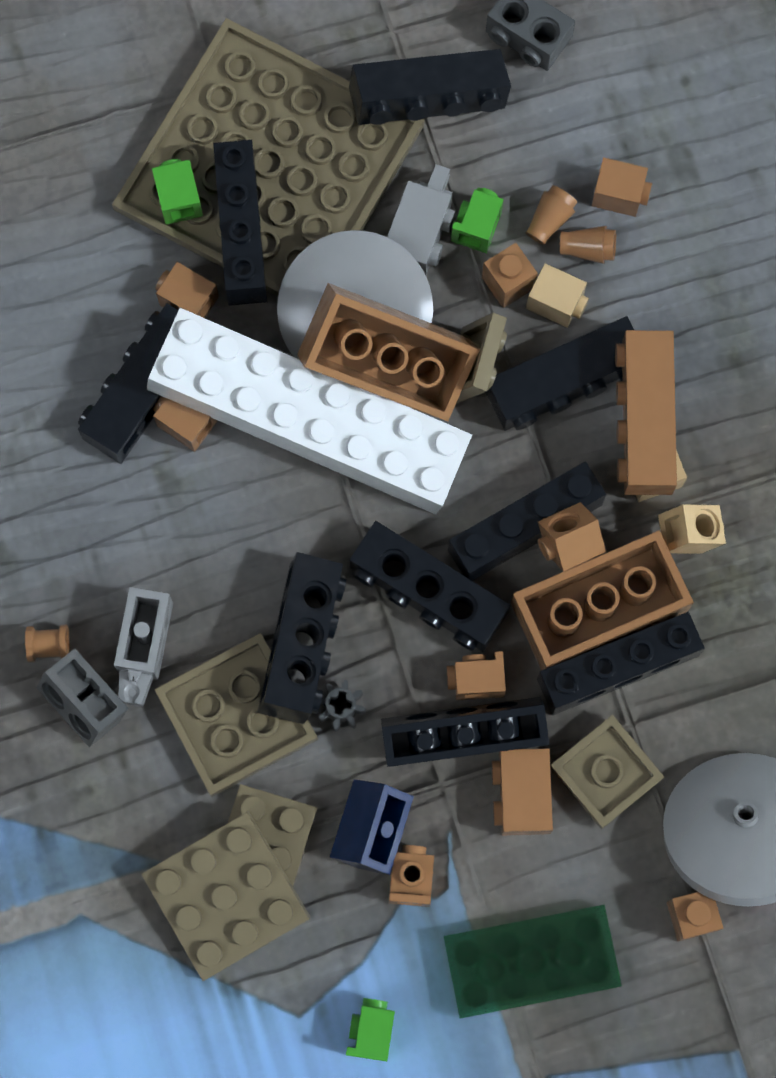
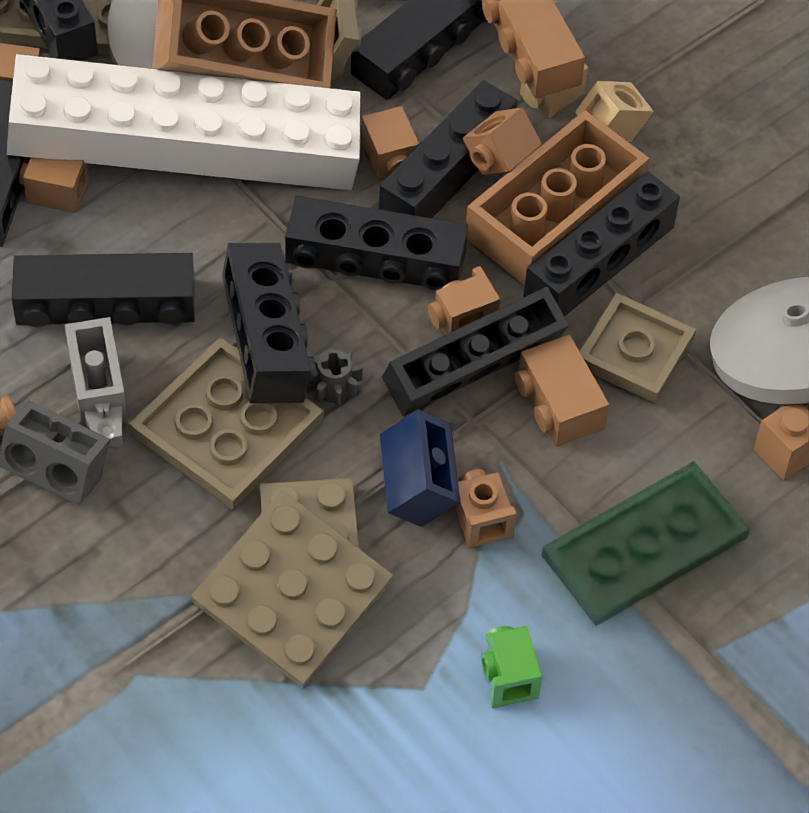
camera: 25 degrees left, 20 degrees down
(183, 547) = (103, 286): none -> black brick
(483, 487) = (387, 140): none -> medium nougat brick

